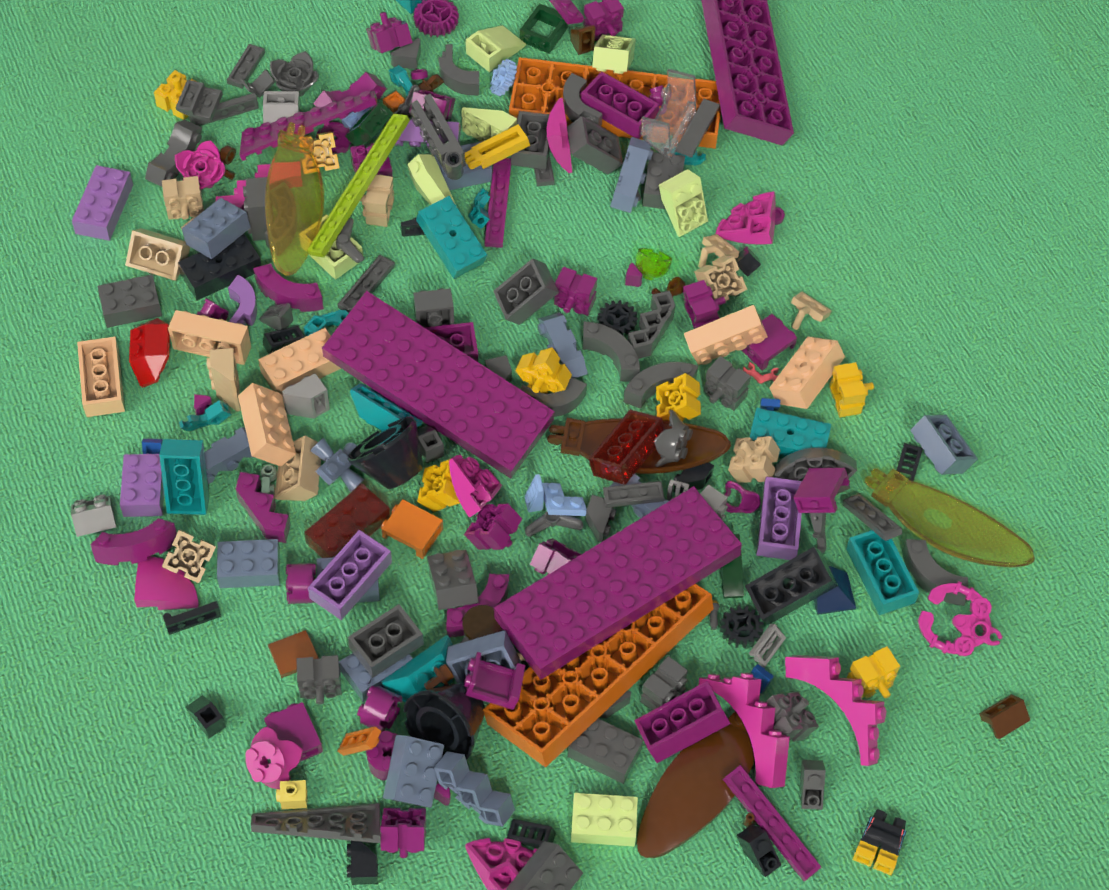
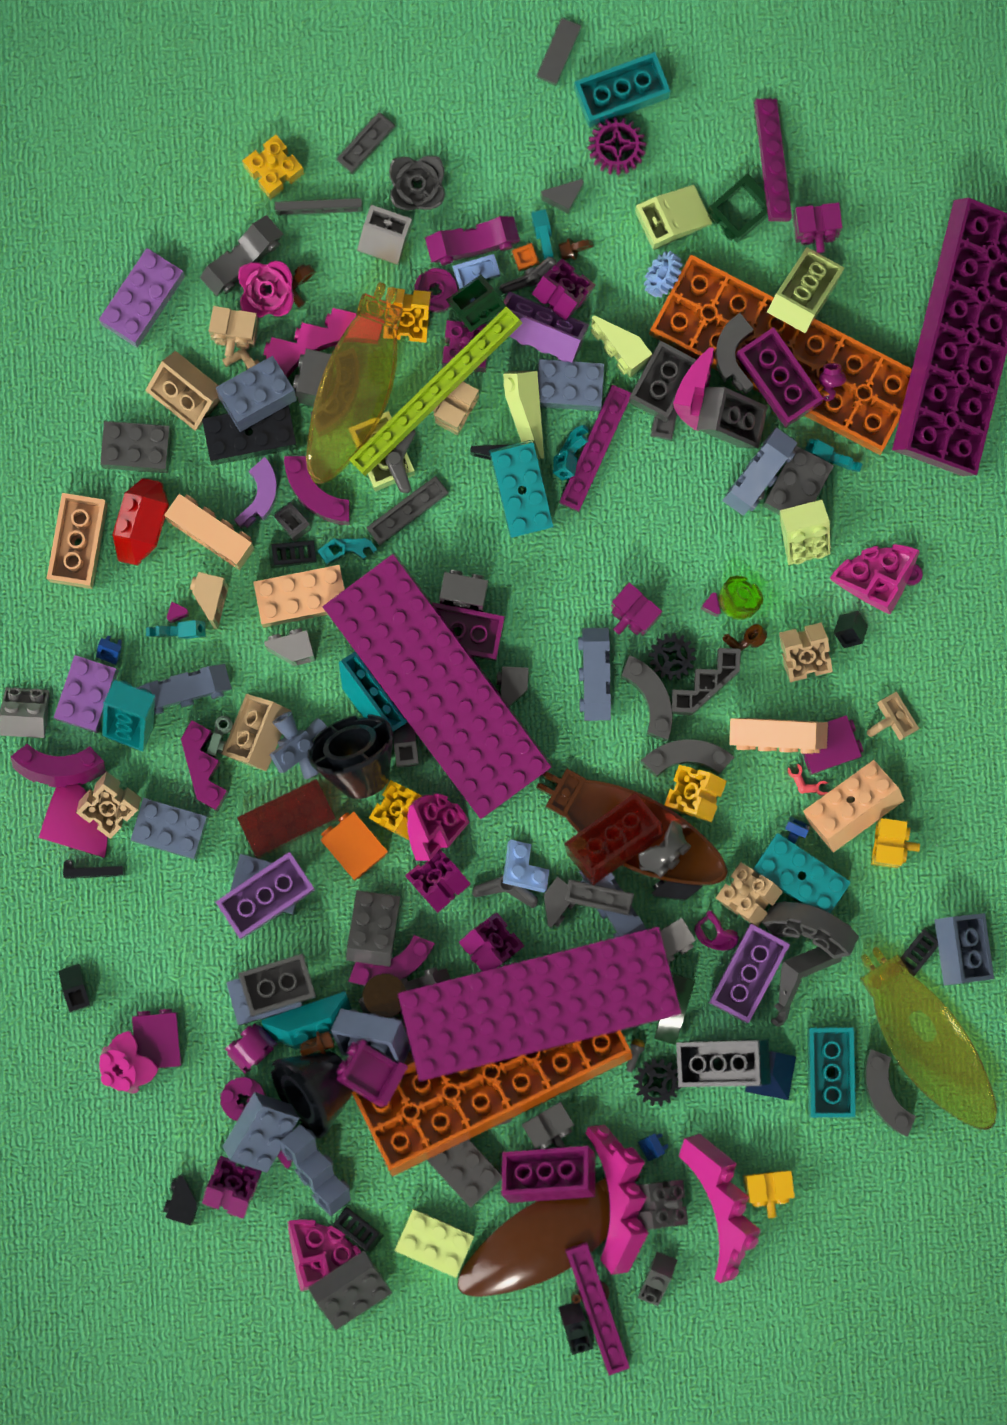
camera: 20 degrees right, 25 degrees up
(199, 101) = (291, 193): dark grey slope -> none
(213, 310) = (222, 497): magenta piece -> none
(260, 85) = (371, 181): dark grey bracket -> none
(266, 135) = (362, 268): magenta wing -> none
(266, 424) = (237, 670): light nougat brick -> none
(288, 649) = (185, 948): dark orange slope -> none
(292, 794) = (136, 1108): light yellow brick -> none
(298, 580) = (215, 874): magenta brick -> none
(319, 677) = (200, 993): dark grey brick -> none
(339, 823) = (169, 1154): dark grey wing -> none
(359, 741) = (218, 1079): orange plate -> none
(388, 34) = (547, 164): magenta brick -> none
(419, 74) = (567, 228): magenta tile -> none
(449, 154) = (549, 388): dark grey hinge -> none
(455, 78) = (612, 256): dark grey arch -> none
(497, 148) = (622, 388): yellow hinge -> none
(525, 291) = (577, 595): dark grey brick -> none
(535, 495) = (496, 853): light blue slope -> none
(543, 371) = (558, 711): yellow brick -> none
(562, 401) = (564, 745): dark grey arch -> none
(583, 38) = (782, 240): reddish brown slope -> none
(674, 115) = (831, 421): clear windscreen -> none
(678, 485) = (649, 907): light grey tile -> none
(697, 128) = (863, 434): dark grey tile -> none
(700, 305) = (771, 680): magenta brick -> none
(716, 245) = (824, 600): tan plate -> none
(726, 384) = (756, 790): dark grey brick -> none
(765, 643) = (675, 1111): light grey tile -> none
(819, 489) = (798, 967): magenta panel -> none
(872, 517) = (846, 1009): dark grey tile -> none
(882, 835) = (707, 1361): hips -> none
(965, 624) = (891, 1165): dark pink piece -> none
(1006, 715) = (888, 1275): reddish brown panel -> none

